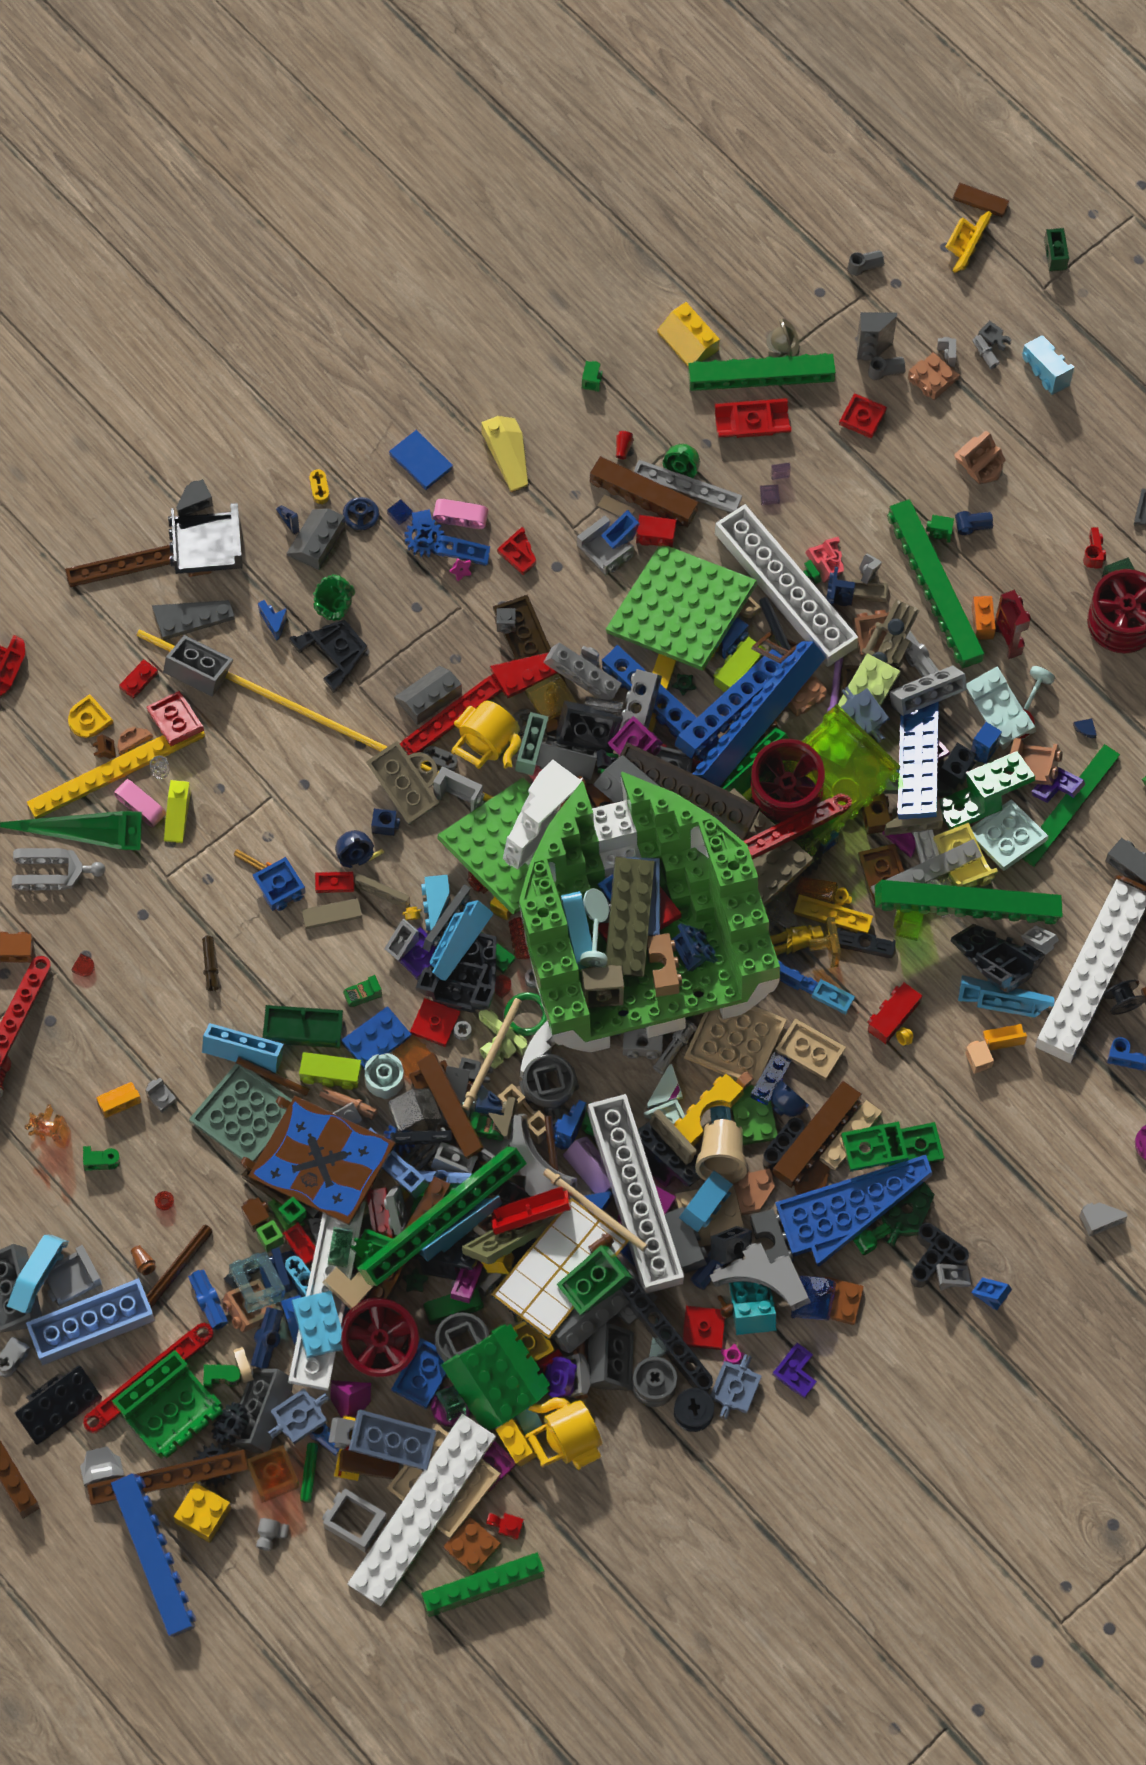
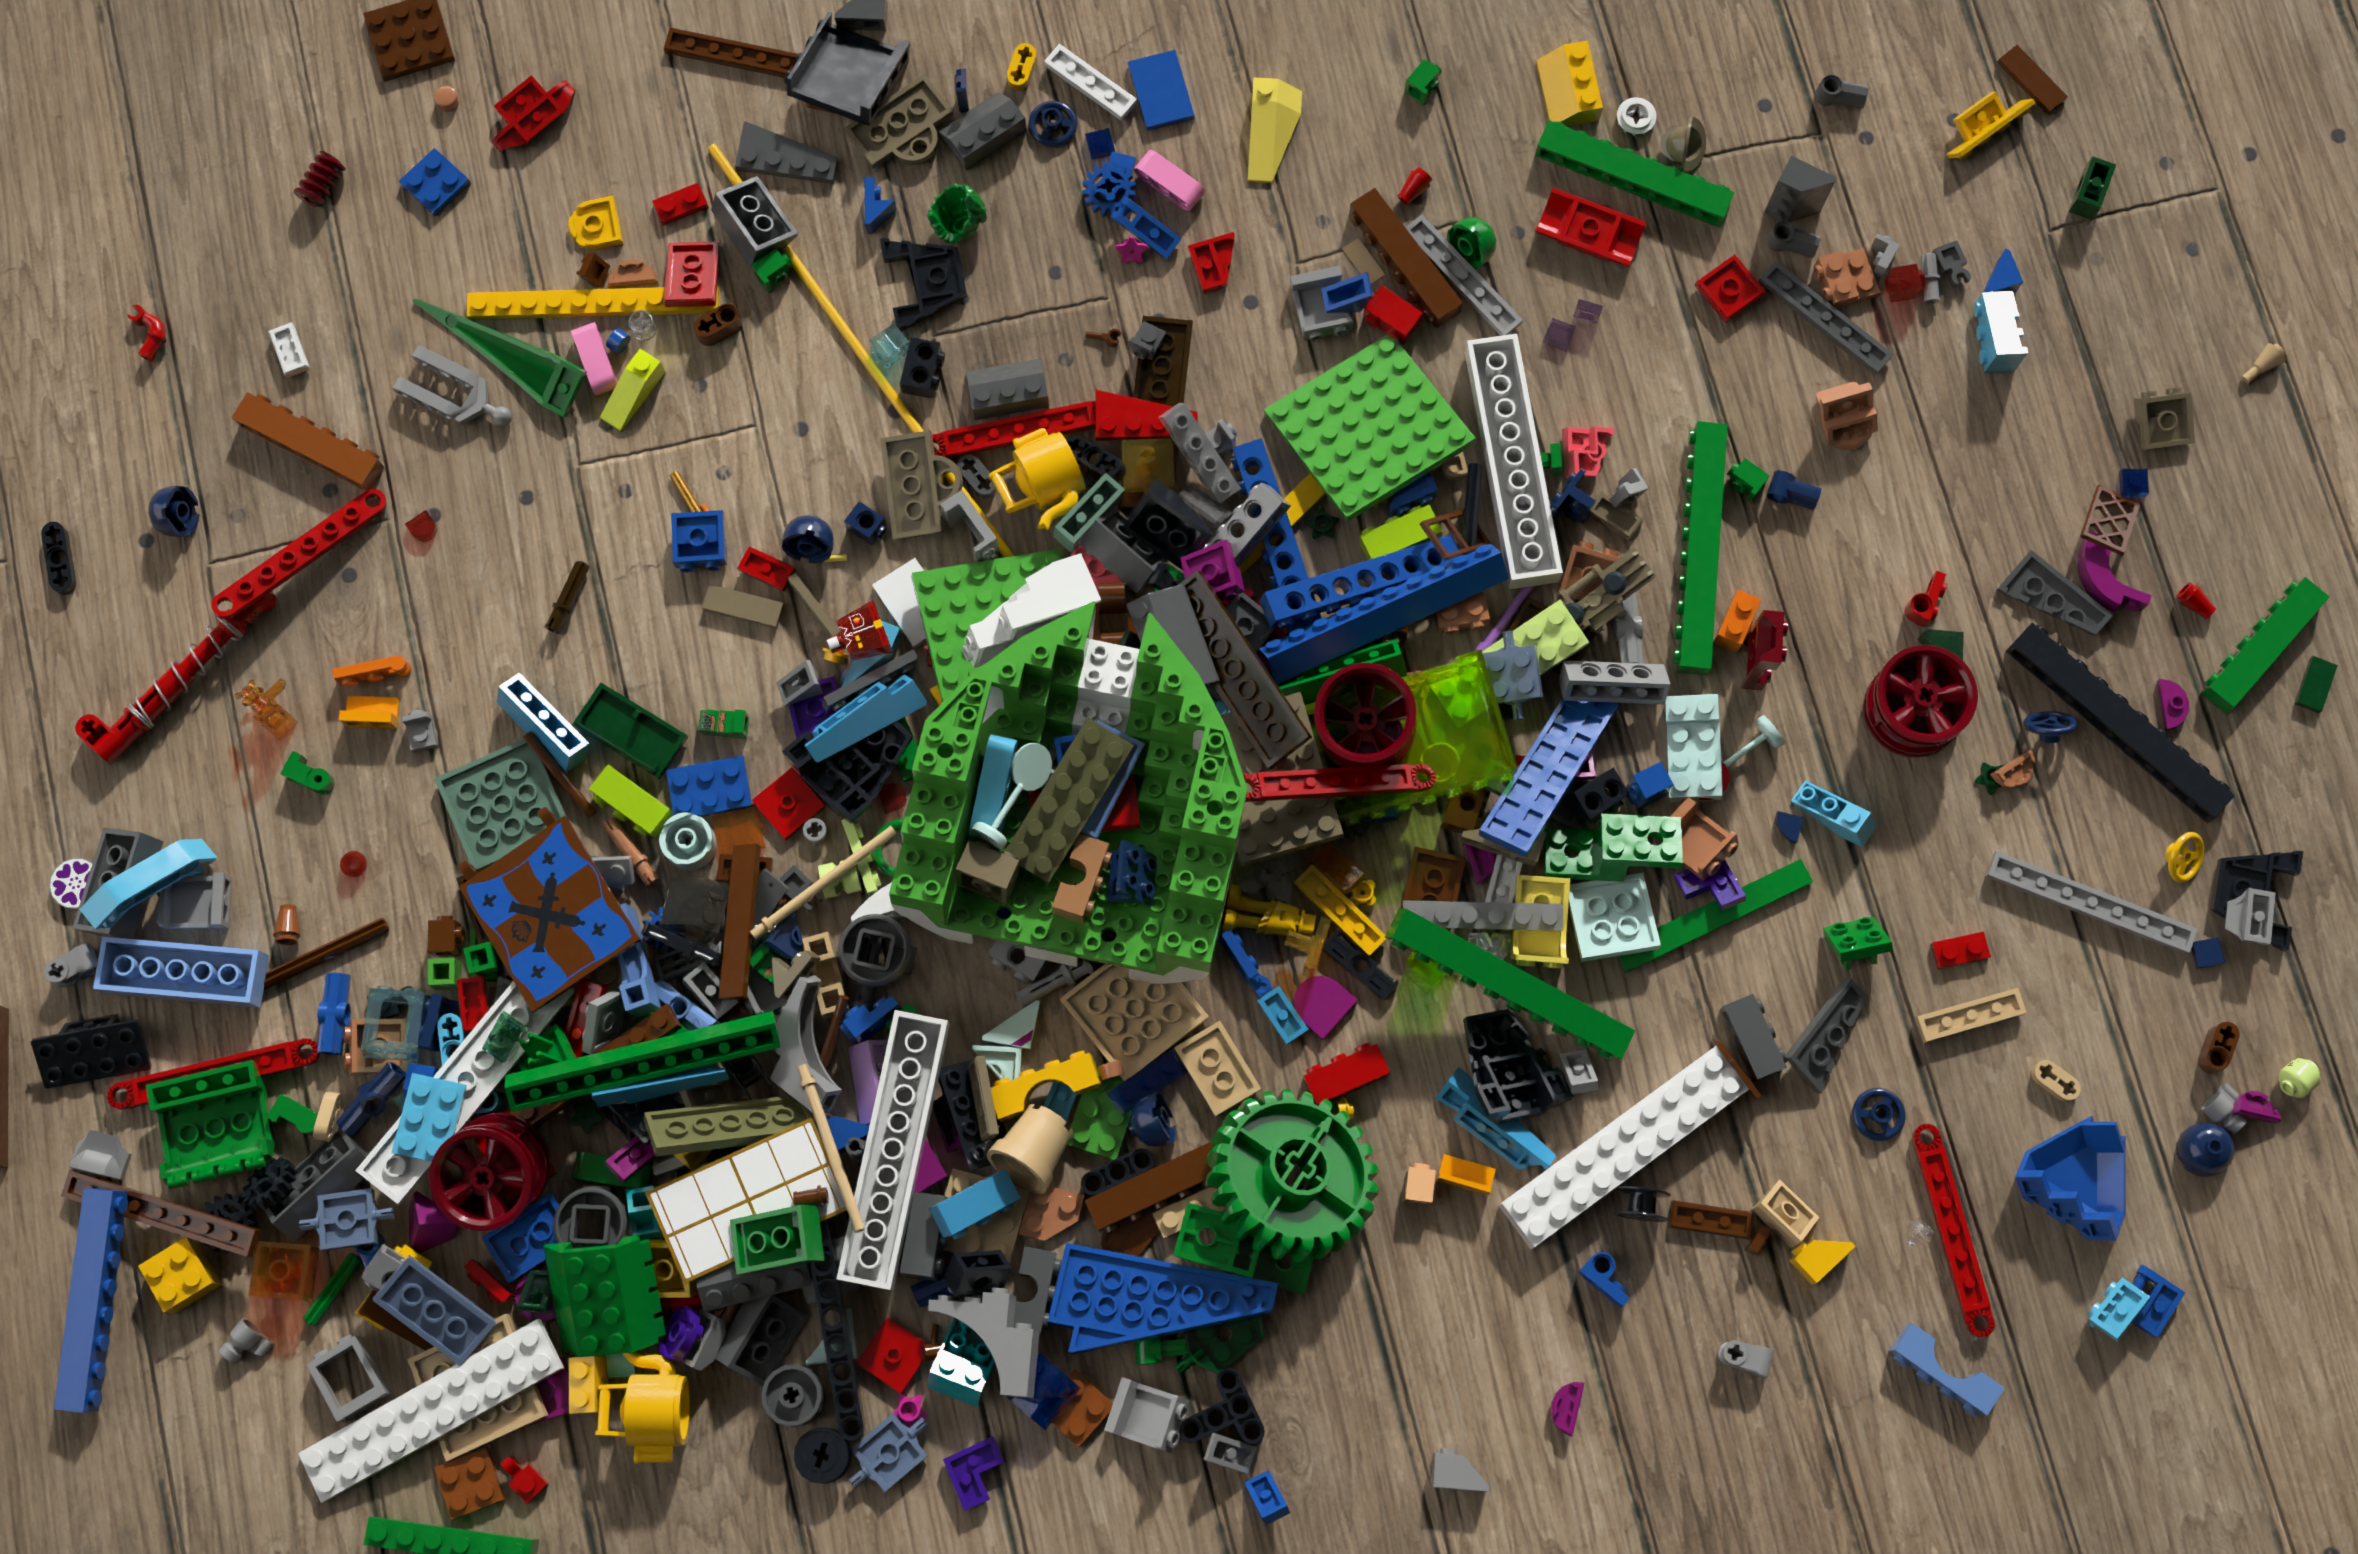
camera: 30 degrees right, 10 degrees up
(105, 1071) = (371, 671): none -> orange plate
(148, 784) = (618, 341): none -> blue piece
(211, 743) = (715, 333): none -> reddish brown beam
(227, 691) = (772, 269): none -> green brick
(260, 560) = (901, 124): none -> dark tan plate
(335, 703) = (889, 346): none -> clear light blue brick
(347, 1290) = (485, 1091): tan tile -> none
(362, 707) = (916, 367): none -> black brick
(371, 475) = (1090, 82): none -> white plate
(405, 1412) = (497, 1291): none -> red plate
(427, 888) = (861, 634): none -> clear red torso
(438, 859) = (900, 599): none -> white tile
(477, 632) = (1105, 337): none -> reddish brown hand
(492, 1314) = (641, 1214): none -> teal brick
(520, 714) = (1105, 457): none -> black beam
(530, 1210) = (752, 1110): red container -> none
(607, 1207) = (856, 1149): none -> dark grey pin
(746, 330) = (1645, 110): none -> white gear
(854, 977) = (1322, 1004): none -> magenta tile
(888, 1279) = (1147, 1415): none -> light grey panel
(897, 1084) = (1255, 1191): none -> green gear
(933, 406) = (1825, 318): none -> dark grey plate
(971, 361) = (1904, 282): none -> clear red brick
(1031, 328) = (2005, 275): none -> blue slope
(1113, 706) = (1835, 813): none -> medium azure slope

